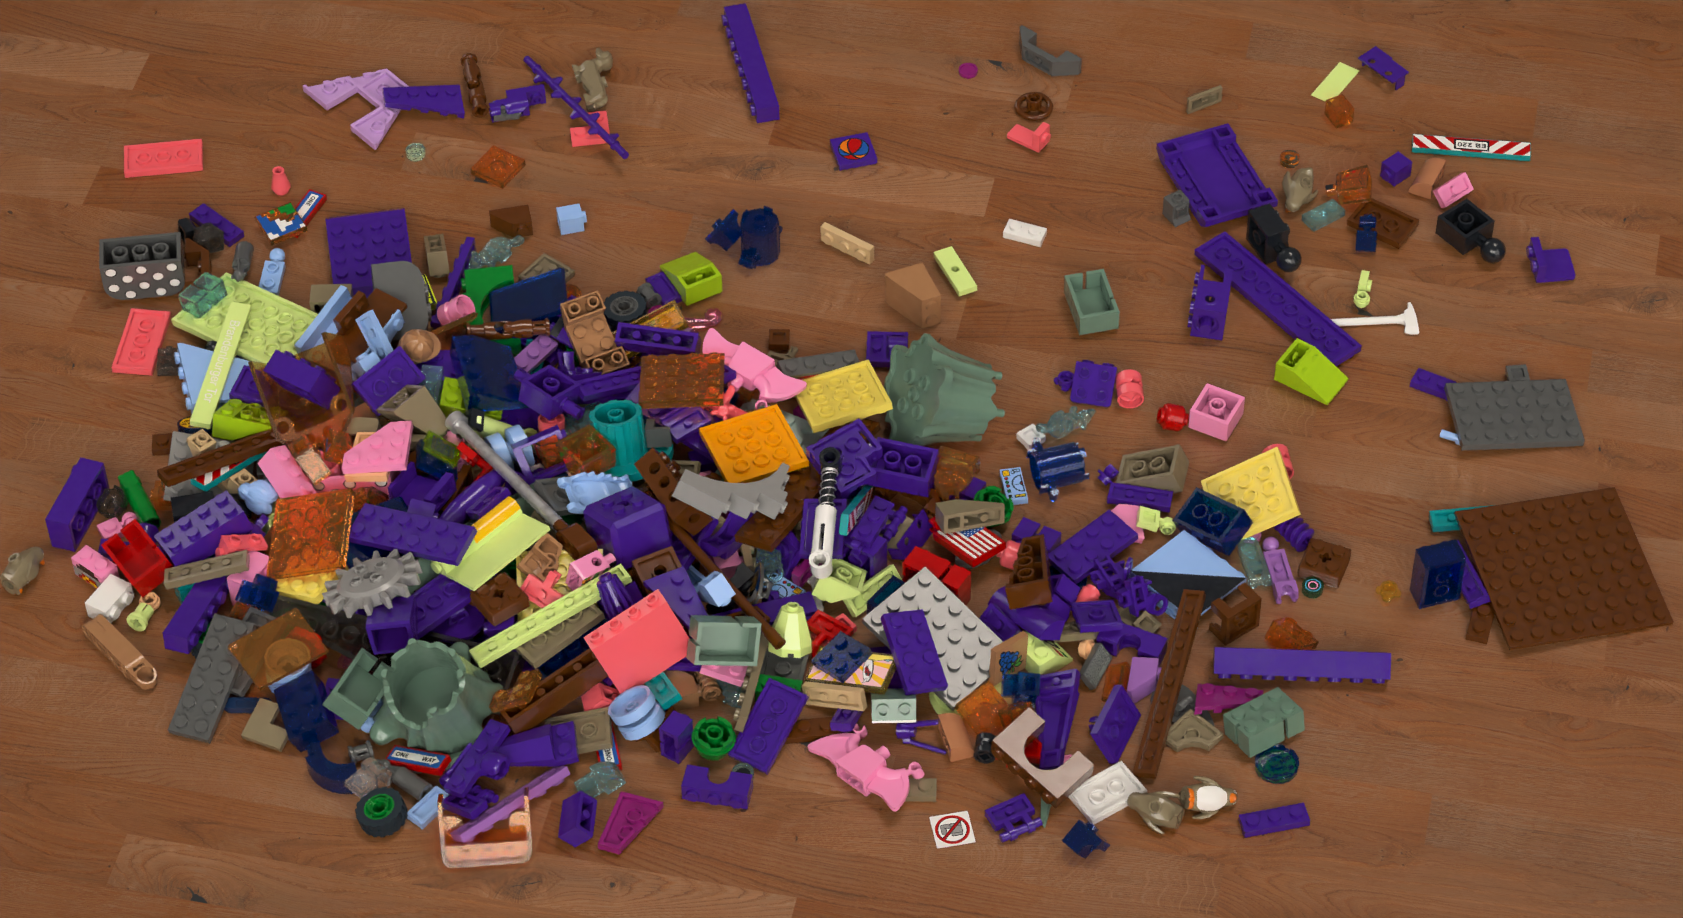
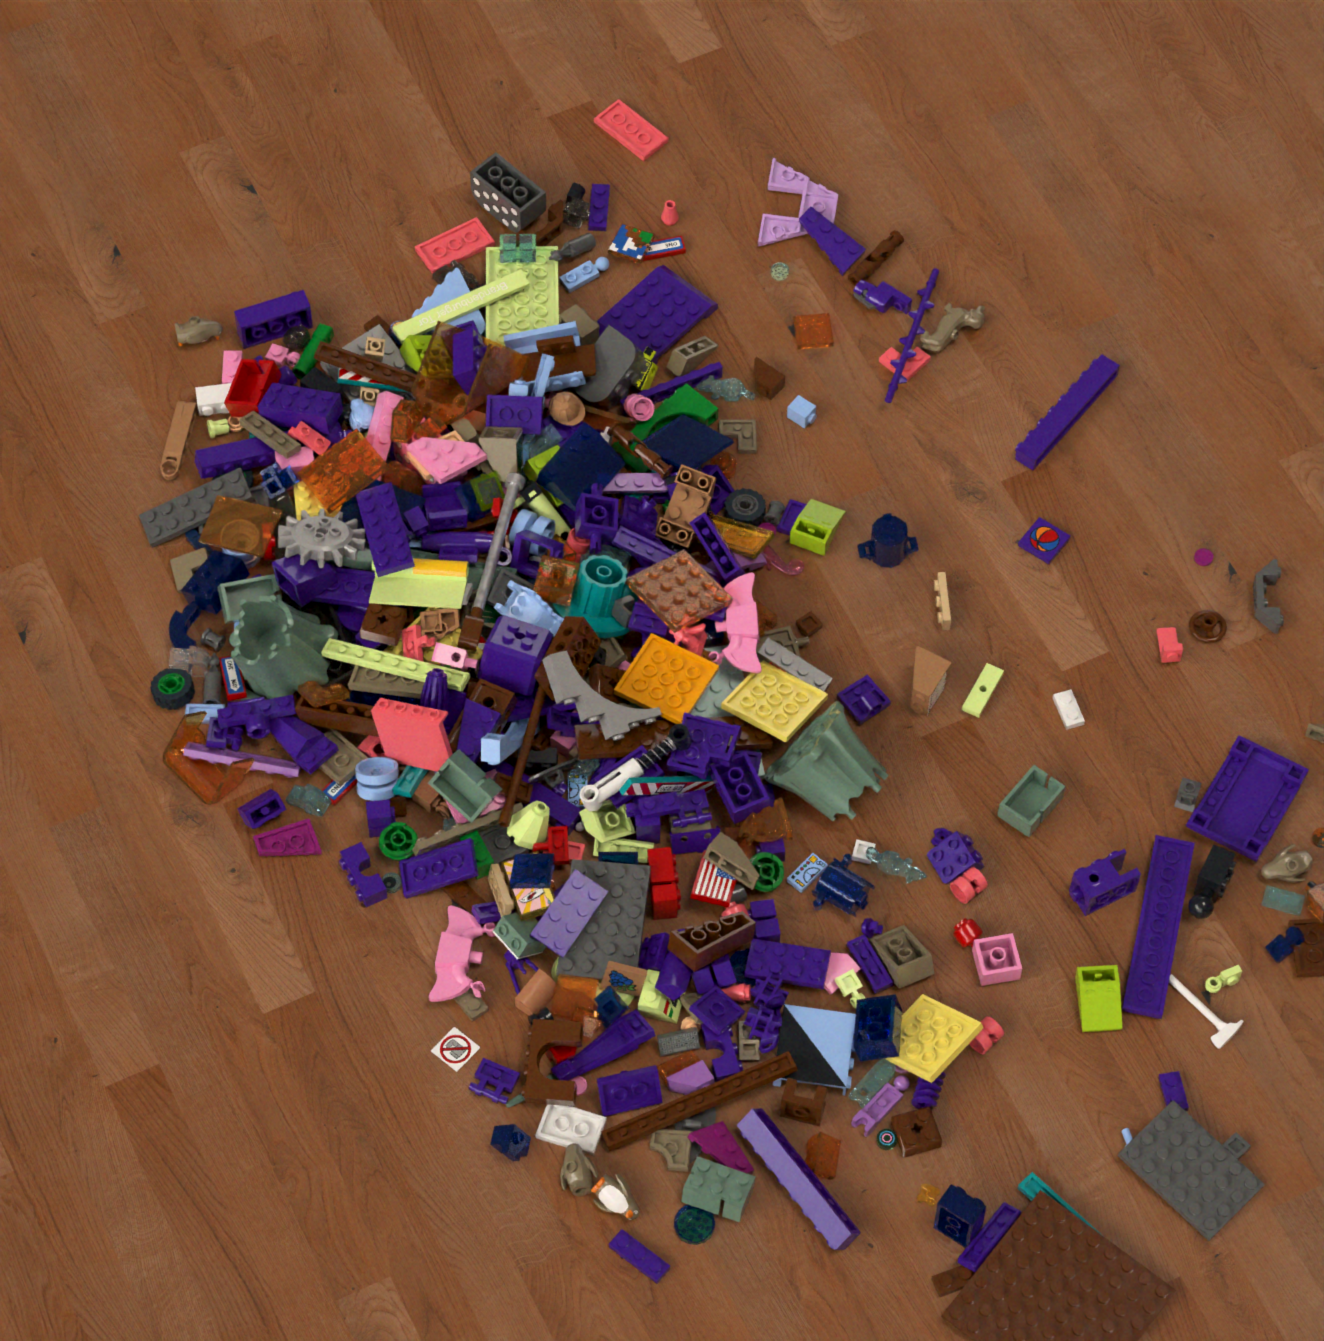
camera: 50 degrees right, 10 degrees up
(725, 231) = (876, 511): clear blue brick -> none

